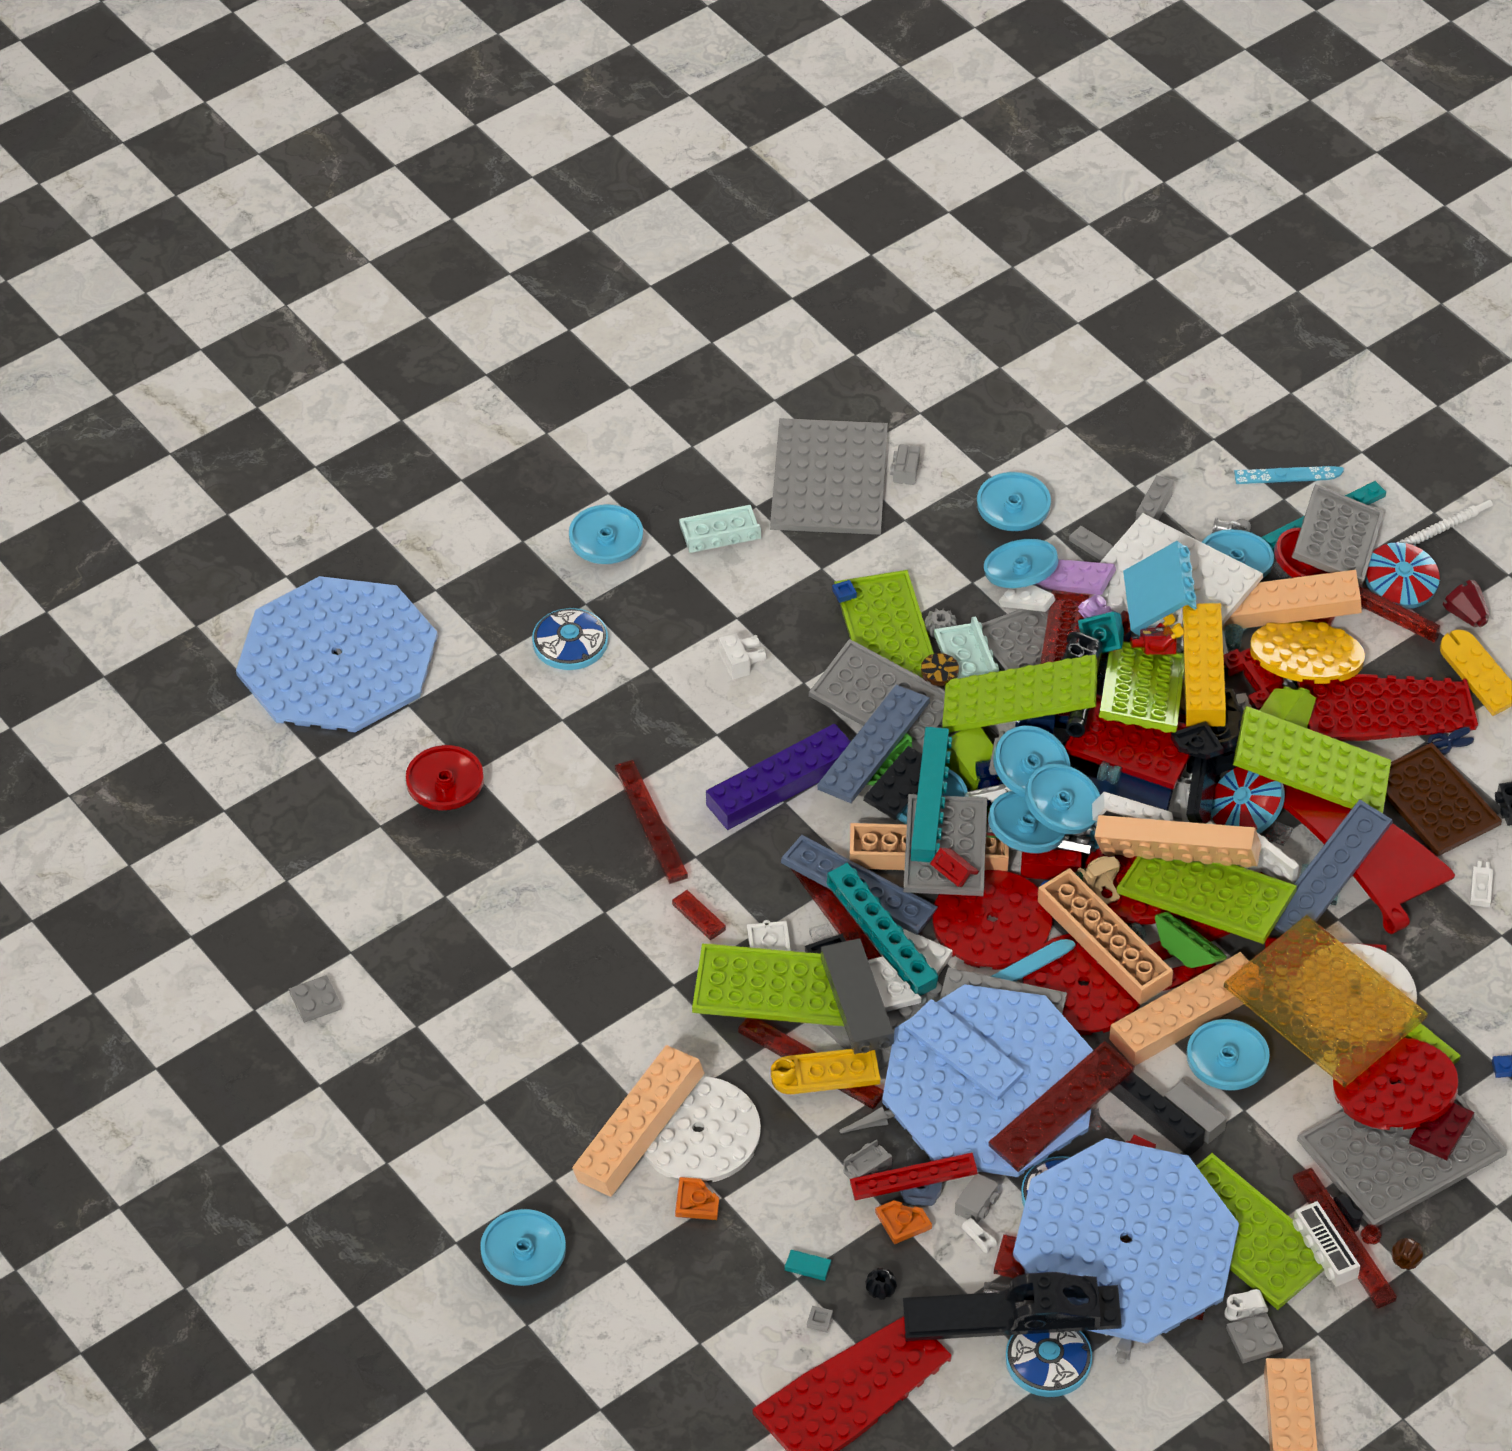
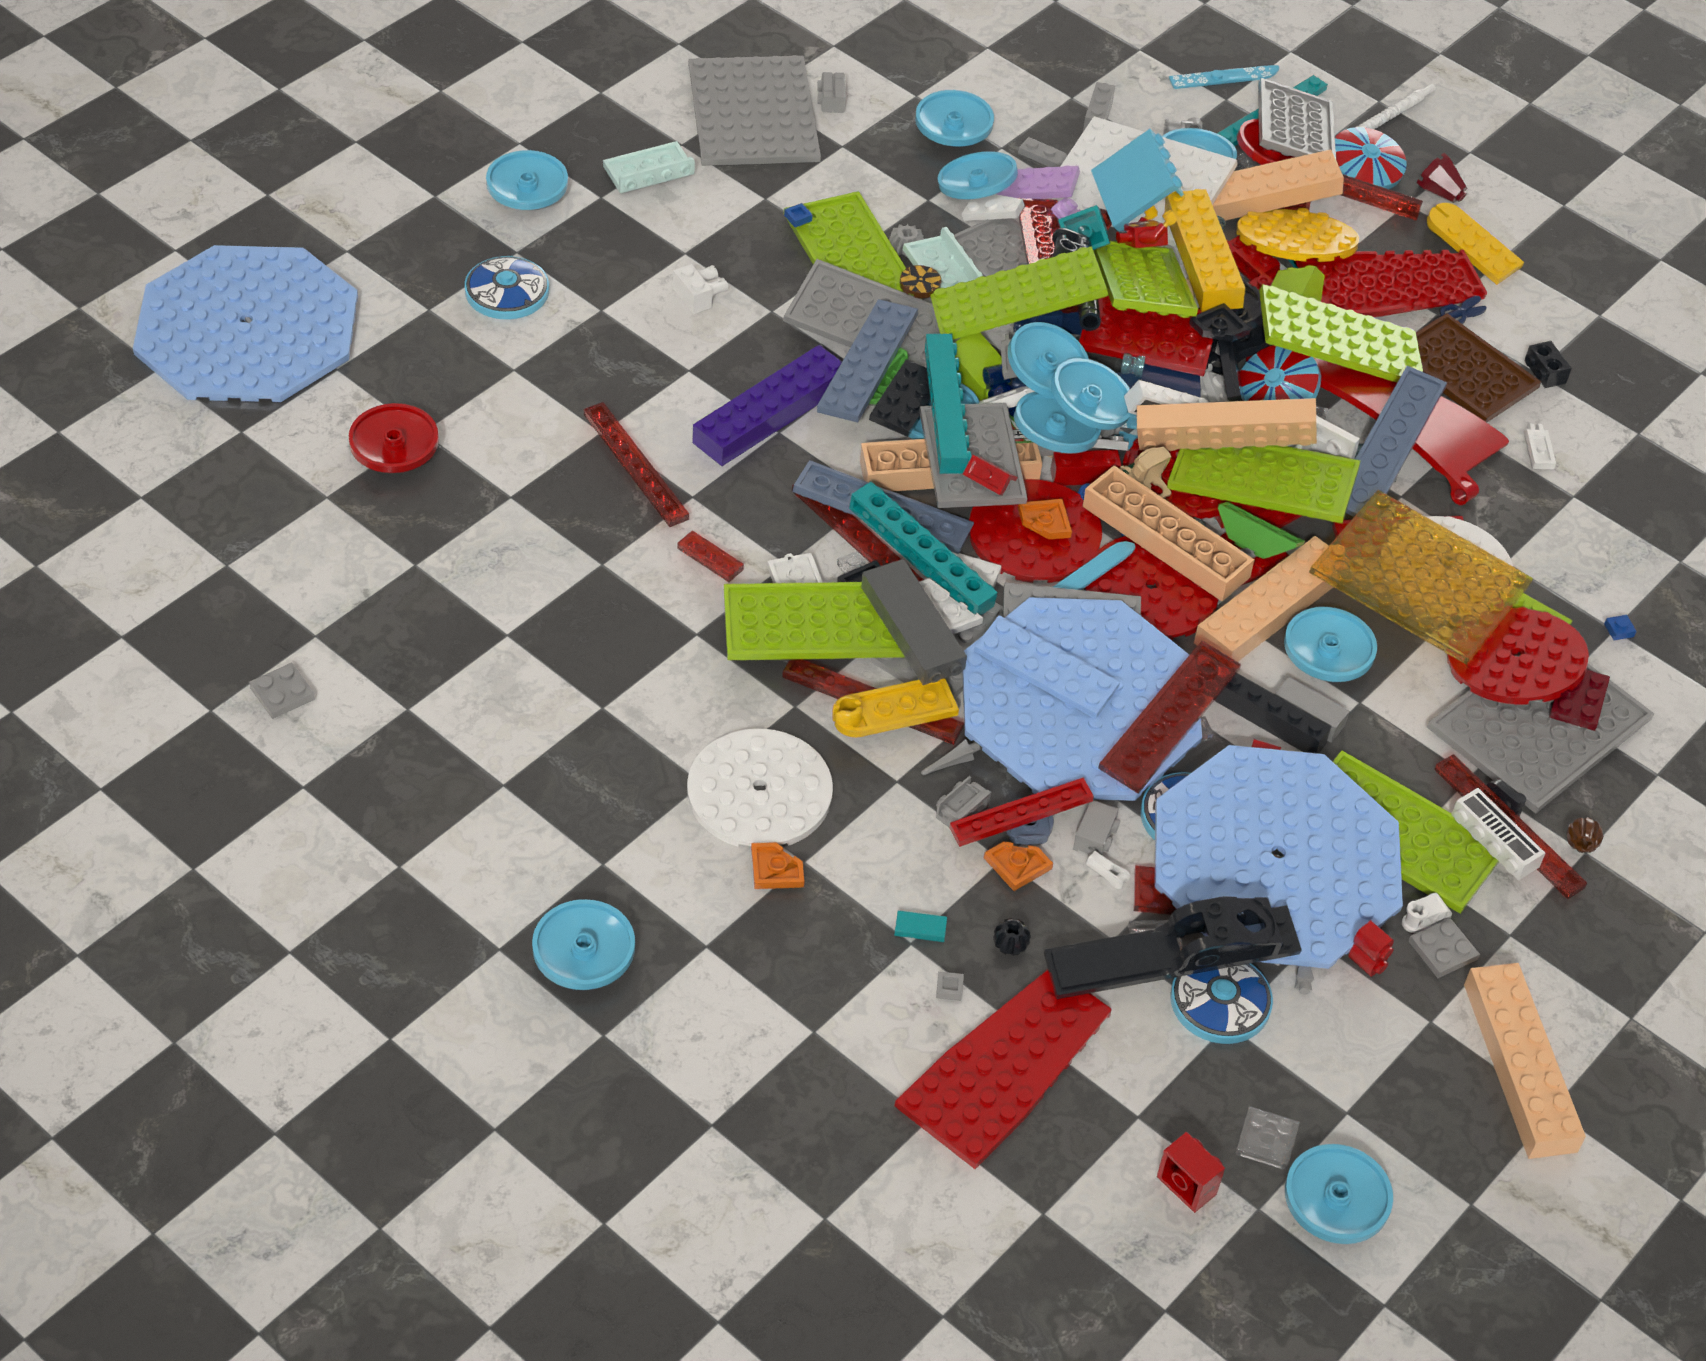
camera: 15 degrees left, 0 degrees up
(638, 1120) = (691, 785): light nougat brick -> none
(1001, 910) = (1046, 518): none -> orange plate
(1185, 1331) = (1371, 949): none -> red brick
(1371, 1230) = (1537, 819): clear red plate -> none

